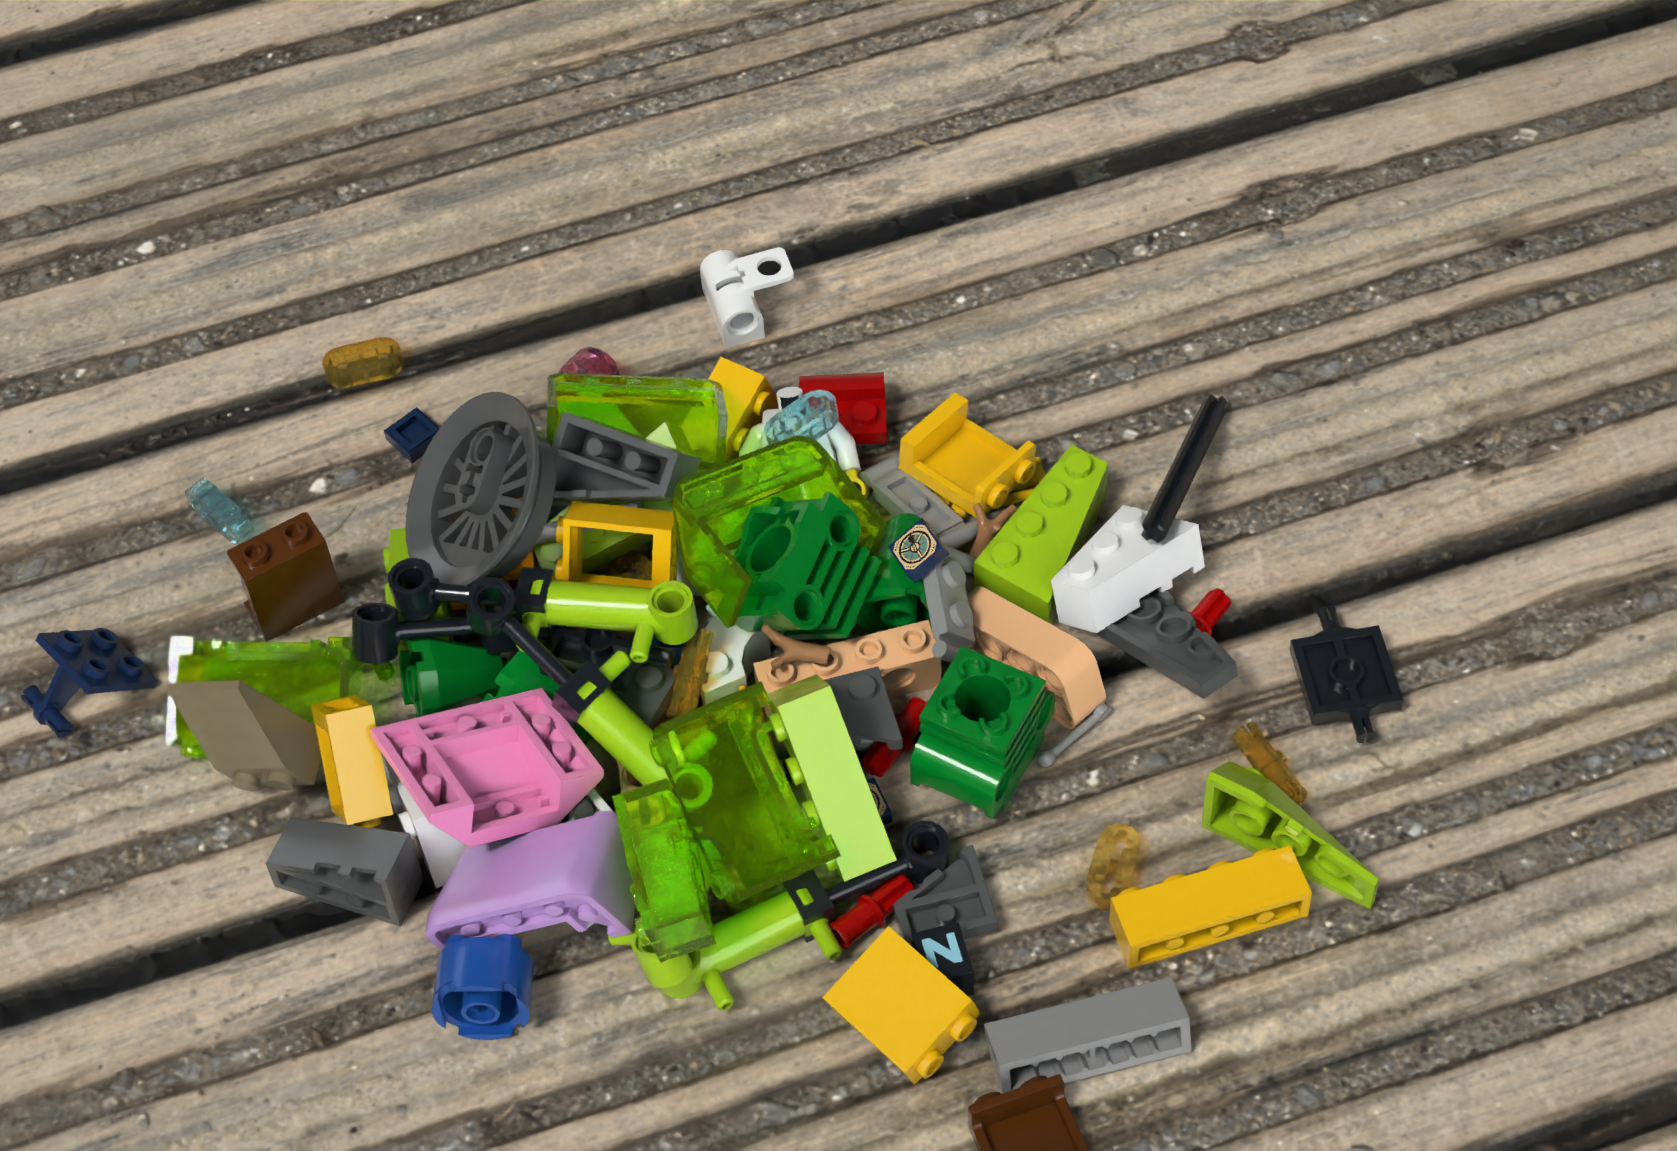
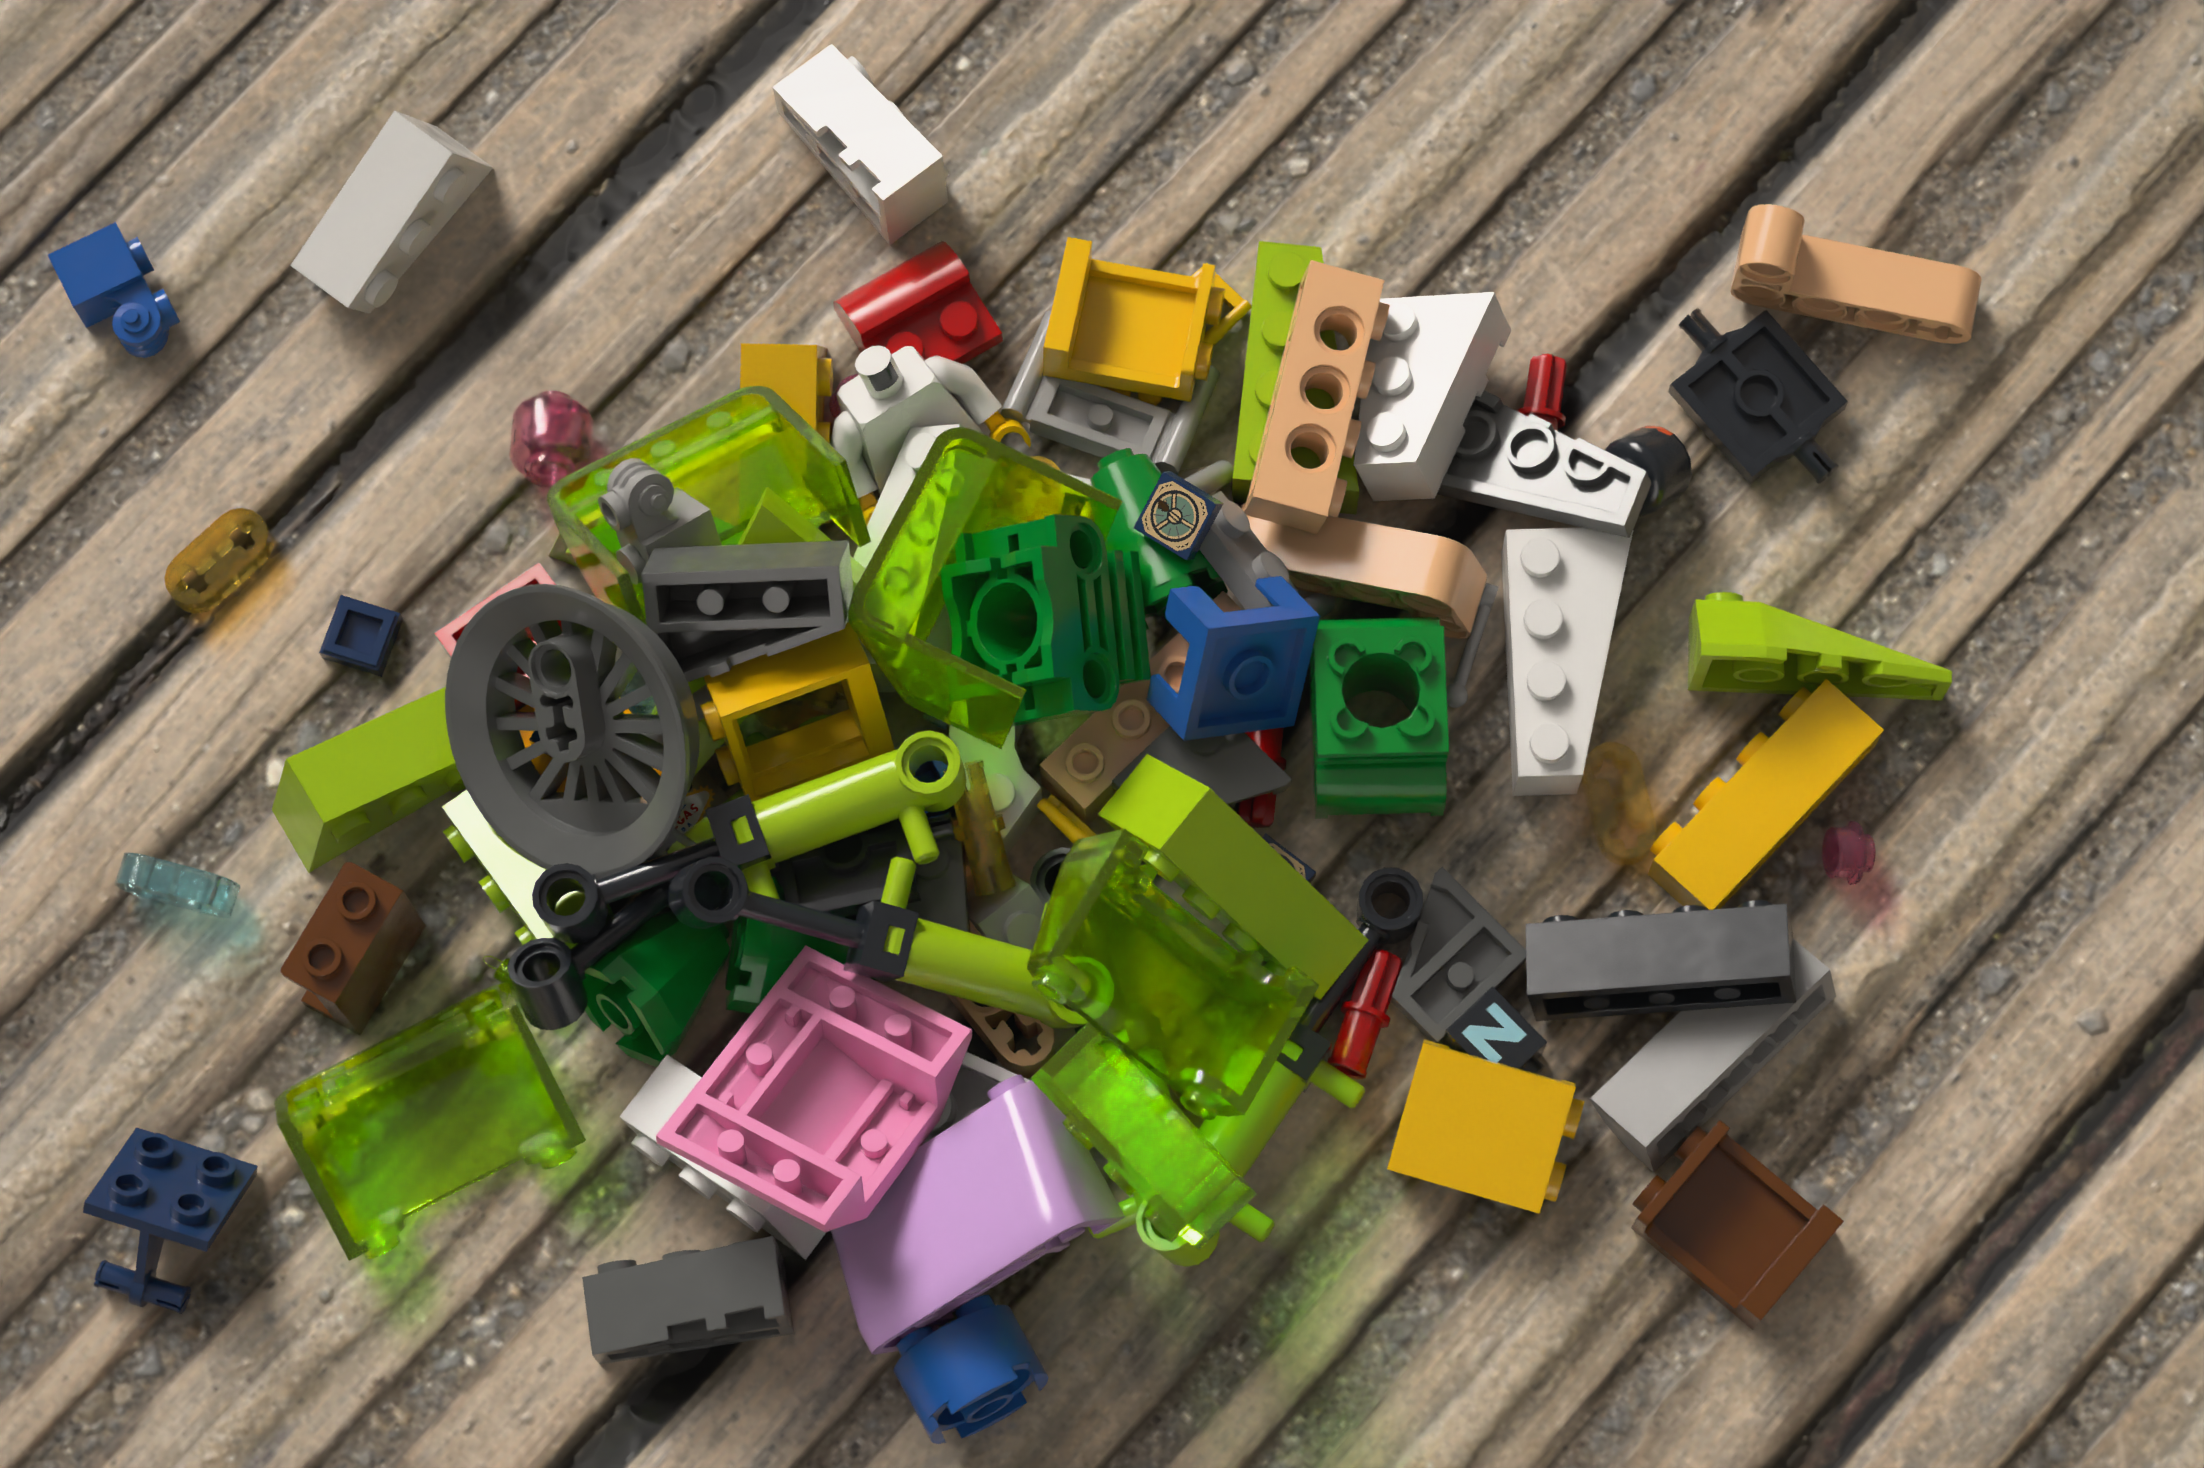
camera: 30 degrees left, 20 degrees up
(248, 734) = (476, 1206): dark tan slope -> none
(352, 761) = (620, 1169): yellow window -> none
(357, 497) = (366, 780): none -> lime wedge
(400, 203) = (107, 279): none -> blue brick
(577, 226) = (389, 212): none -> white wedge
(592, 389) = (652, 515): none -> light grey brick
(730, 289) = (668, 207): white piece -> none
(795, 649) = (1095, 726): medium nougat bar -> none
(807, 416) = (904, 394): clear light blue beam -> none
(872, 307) = (864, 142): none -> white wedge
(903, 646) = (1240, 665): none -> blue panel
(988, 527) = (1215, 416): medium nougat bar -> none
(1078, 960) = (1660, 961): none -> brick
(1084, 482) = (1279, 486): none -> light nougat brick
(1130, 747) = (1558, 634): none -> white wedge
(1183, 469) = (1422, 208): black axle -> none
(1249, 964) = (1848, 853): none -> clear pink plate
(1254, 683) = (1664, 460): none -> black head
(1268, 761) = (1729, 568): clear yellow pin -> none
(1441, 633) = (1851, 282): none -> light nougat beam

